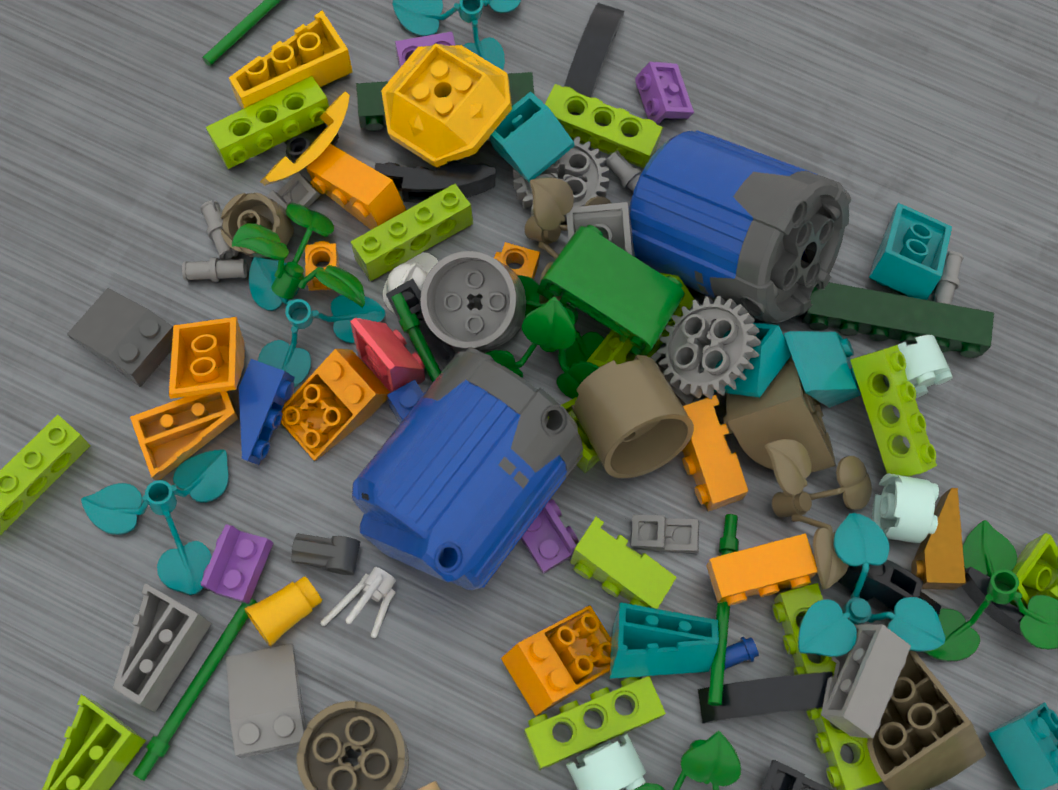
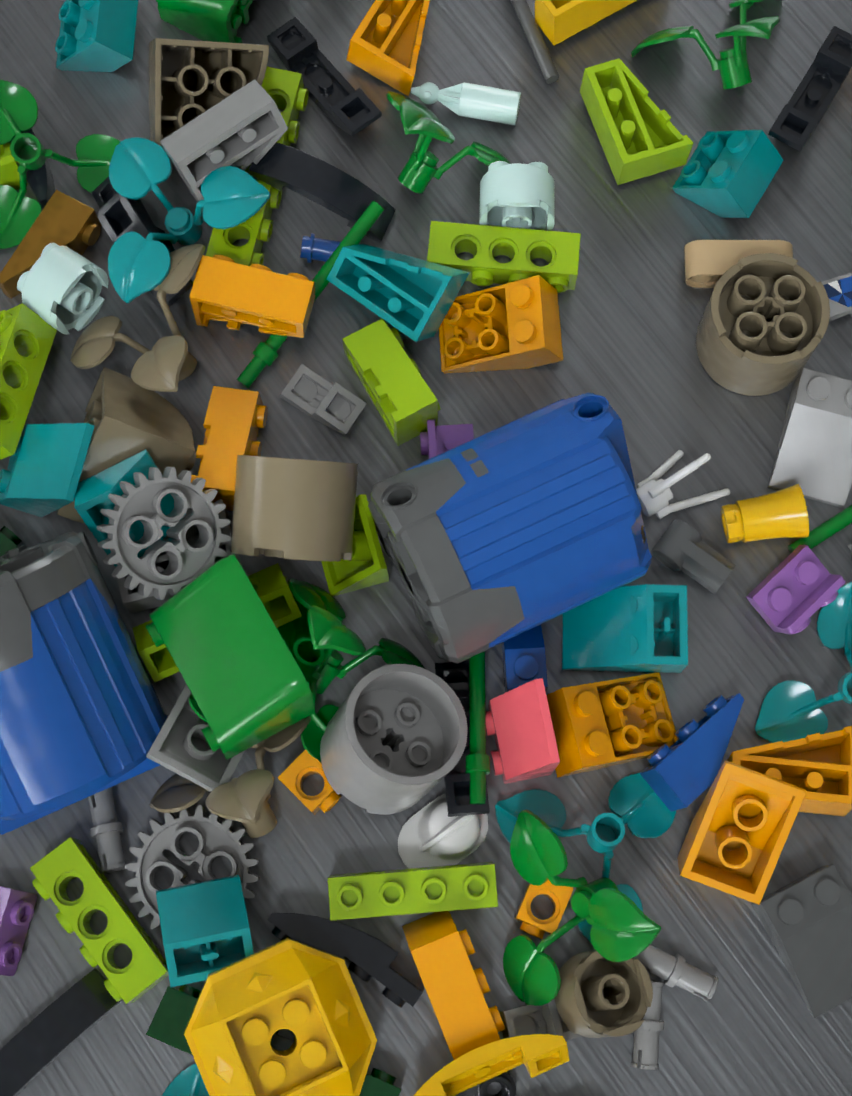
camera: 145 degrees left, 5 degrees up
(334, 466) = (628, 631): none -> teal slope

